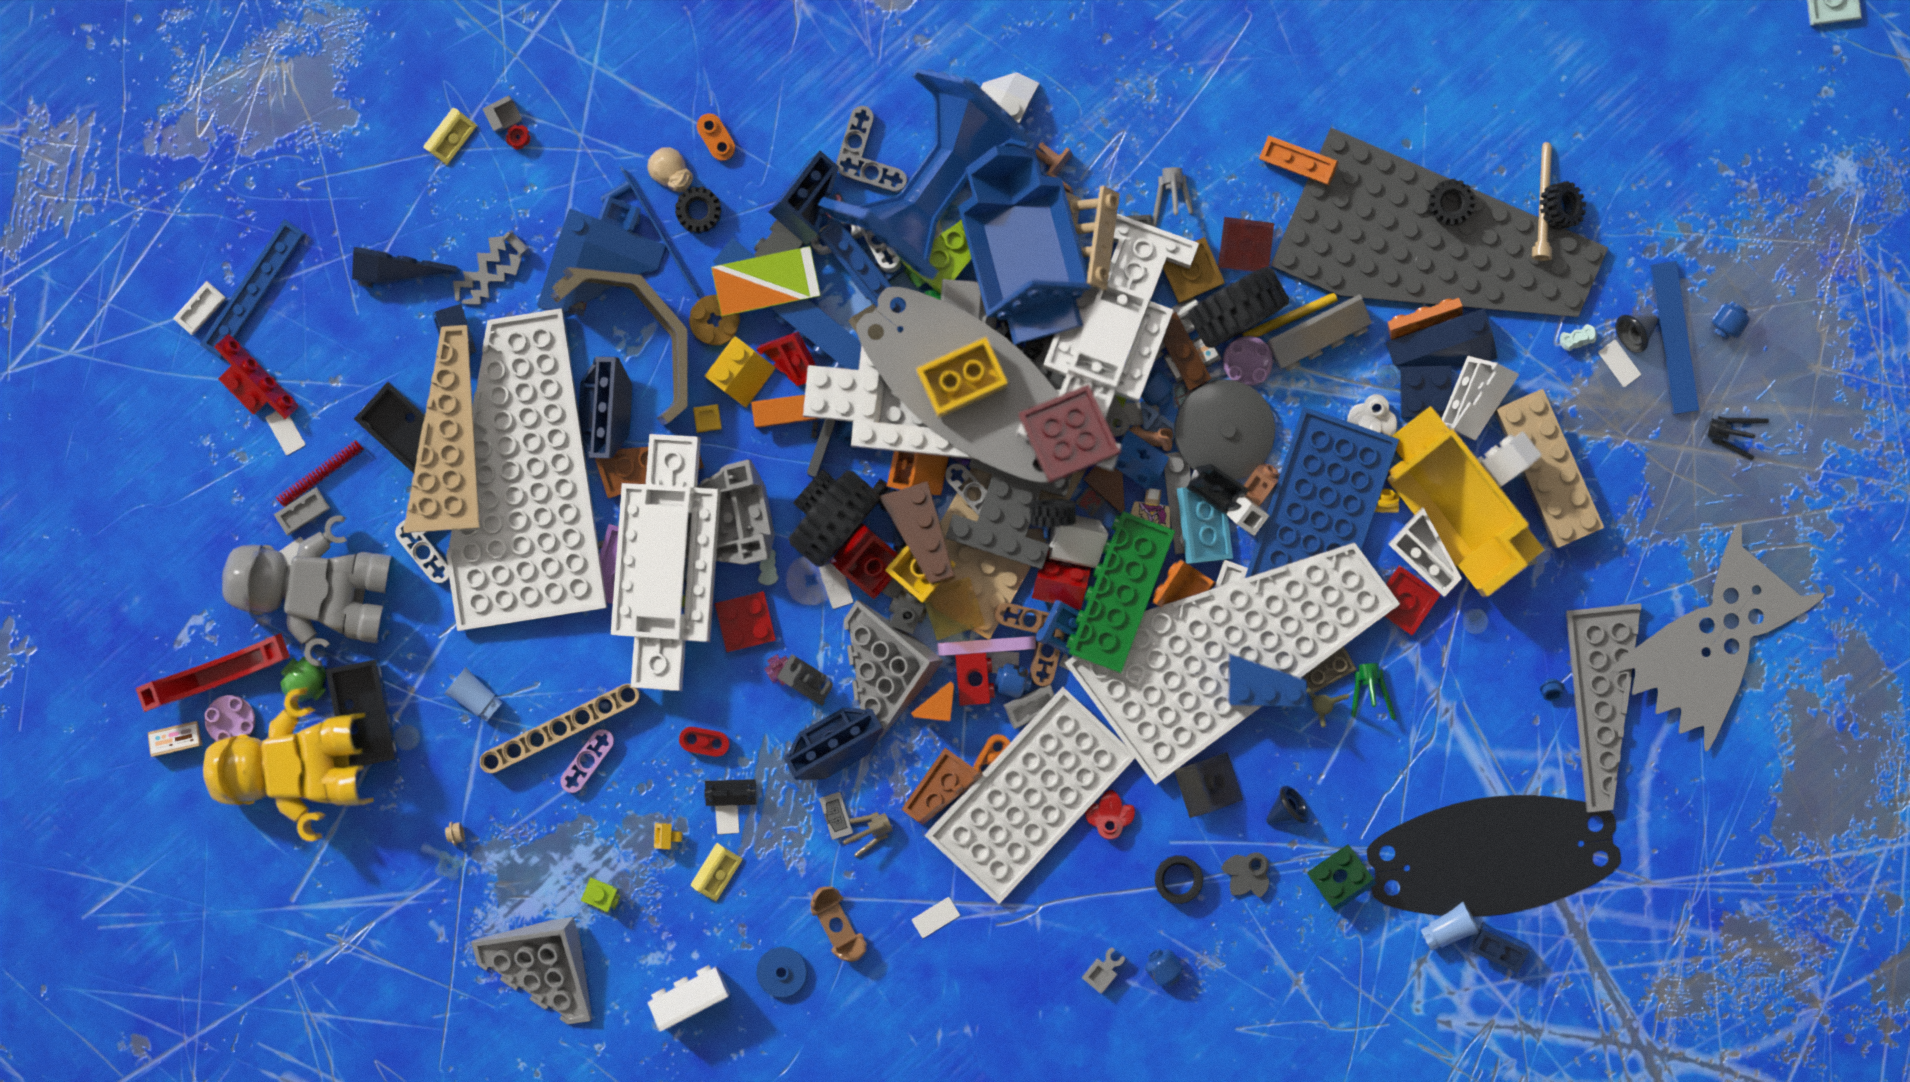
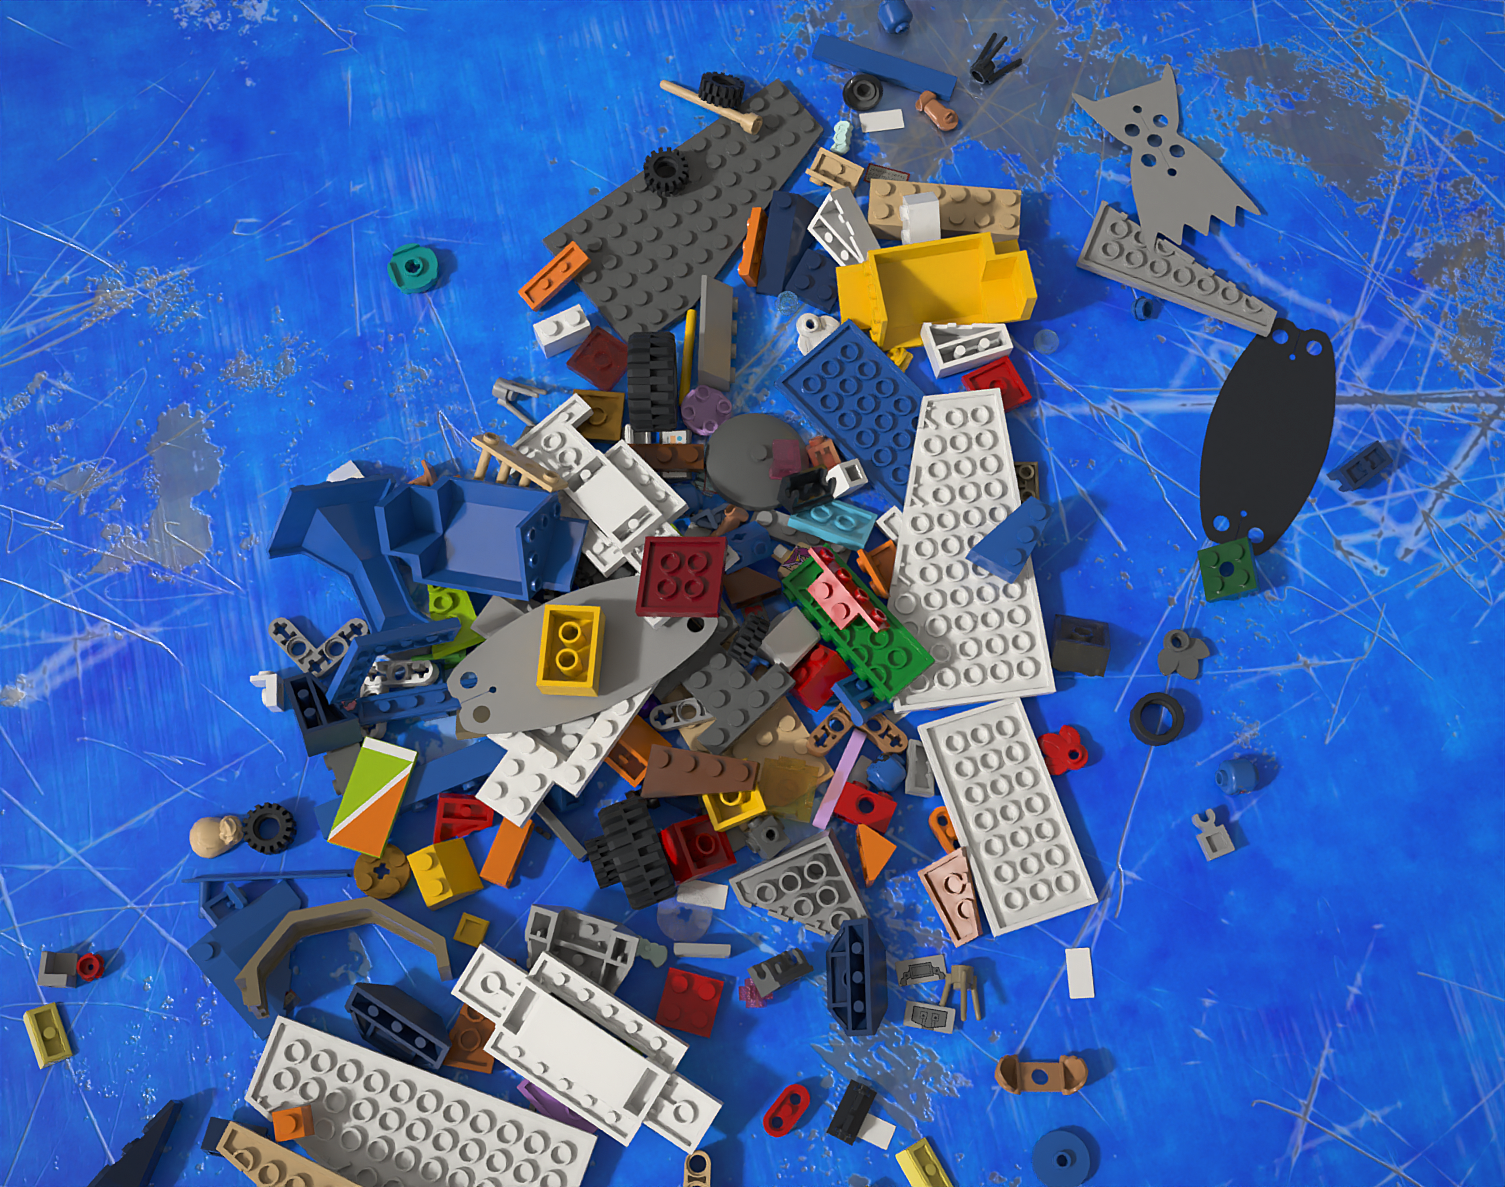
camera: 65 degrees left, 15 degrees down
(483, 276) = (177, 1048): light grey piece -> none
(490, 371) = (293, 1123): none -> orange brick
(714, 137) = (212, 775): orange plate -> none
(790, 609) = (702, 950): none -> light grey tile
(807, 144) = (273, 693): none -> white bracket
(869, 790) = (920, 970): none -> sticker
(1133, 568) = (841, 596): none -> bracket
(1232, 456) = (786, 458): none -> clear pink panel
(1241, 16) = (413, 282): none -> teal plate
(1252, 197) = (562, 331): none -> white brick
(1288, 808) = (1138, 586): dark blue hat -> none
(1324, 704) = (1058, 502): olive plant -> none
(1371, 675) = (1049, 452): green plant -> none
(1450, 927) = (1321, 499): light blue plant -> none
(1537, 351) = (834, 171): none -> tan bracket
(1563, 397) = (879, 172): none -> clear smoke sticker
(1652, 415) = (943, 117): none -> nougat piece

